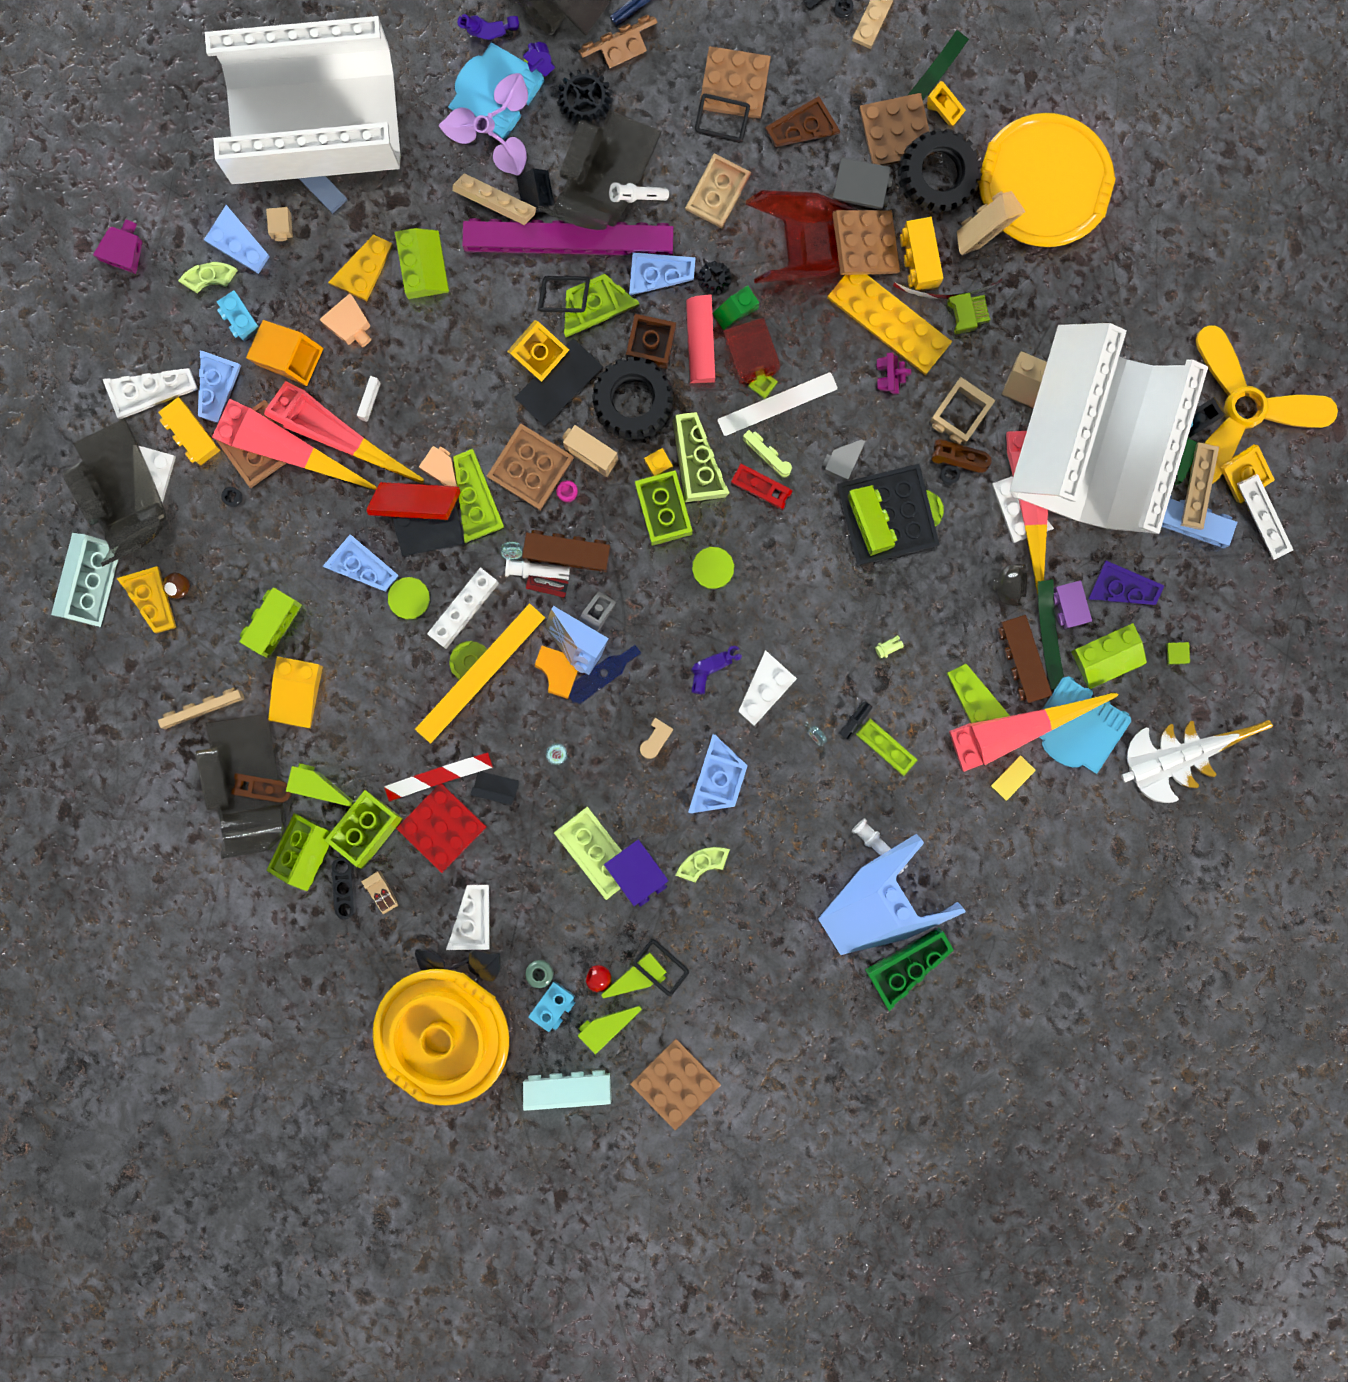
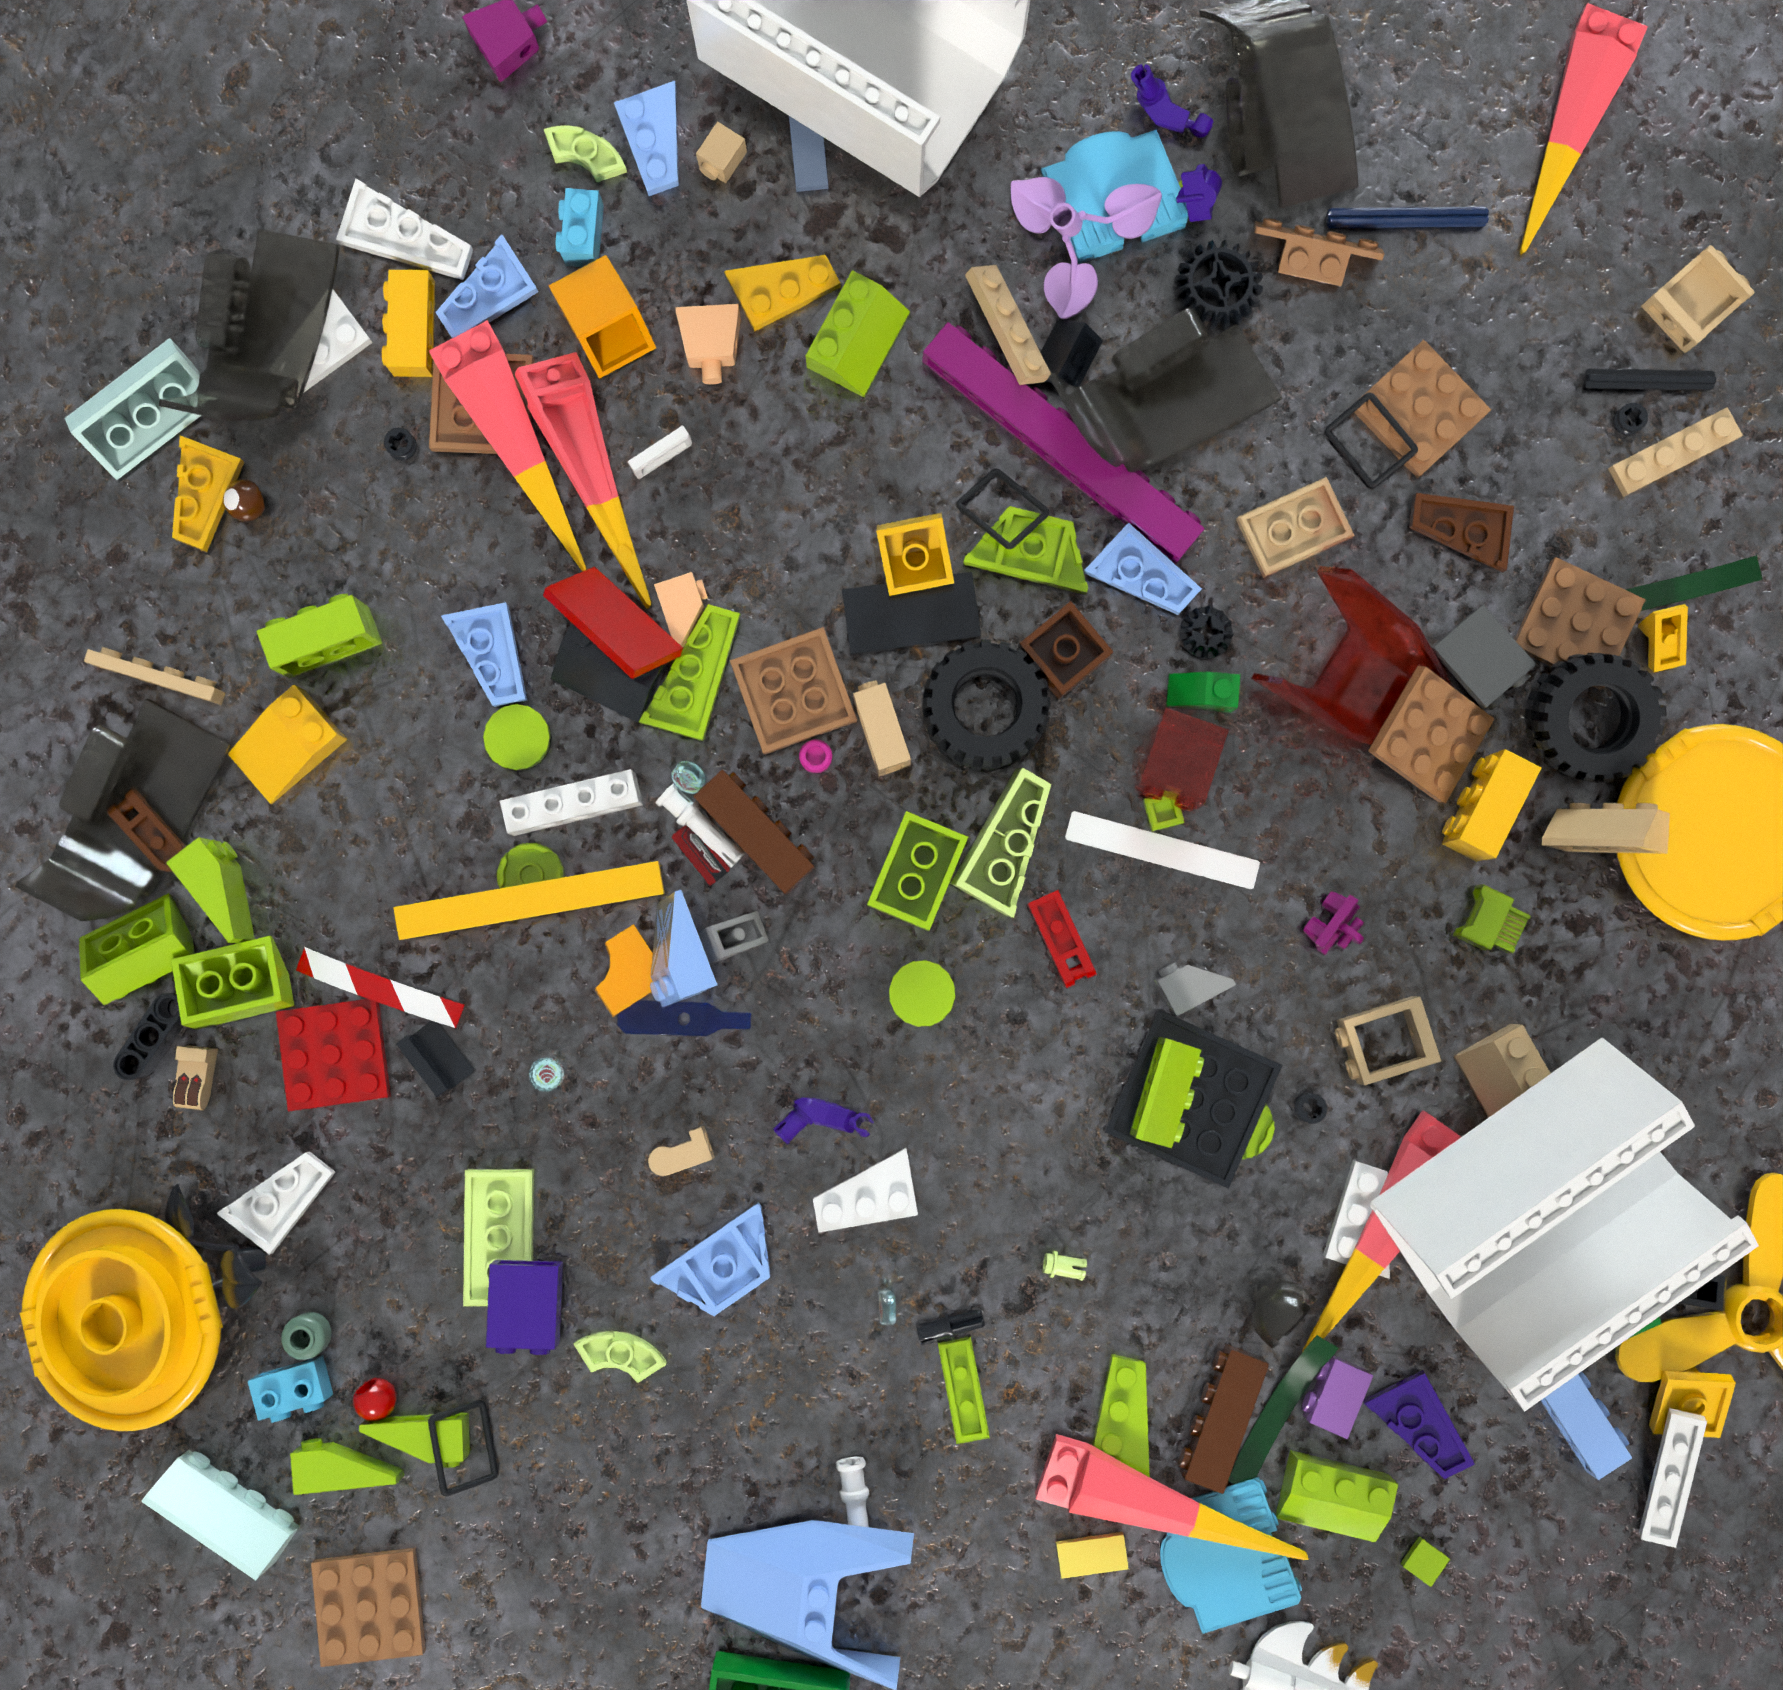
camera: 35 degrees right, 0 degrees up
(631, 193) = (1185, 447): white pin -> none
(658, 463) = (955, 810): yellow brick -> none
(700, 339) = (1129, 695): coral brick -> none
(768, 454) = (1101, 905): yellowish green plate -> none
(890, 320) = (1385, 856): yellow plate -> none
(939, 296) = (1465, 868): sticker -> none
(961, 456) = (1342, 1096): reddish brown plate -> none
(1199, 486) = (1619, 1376): tan plate -> none

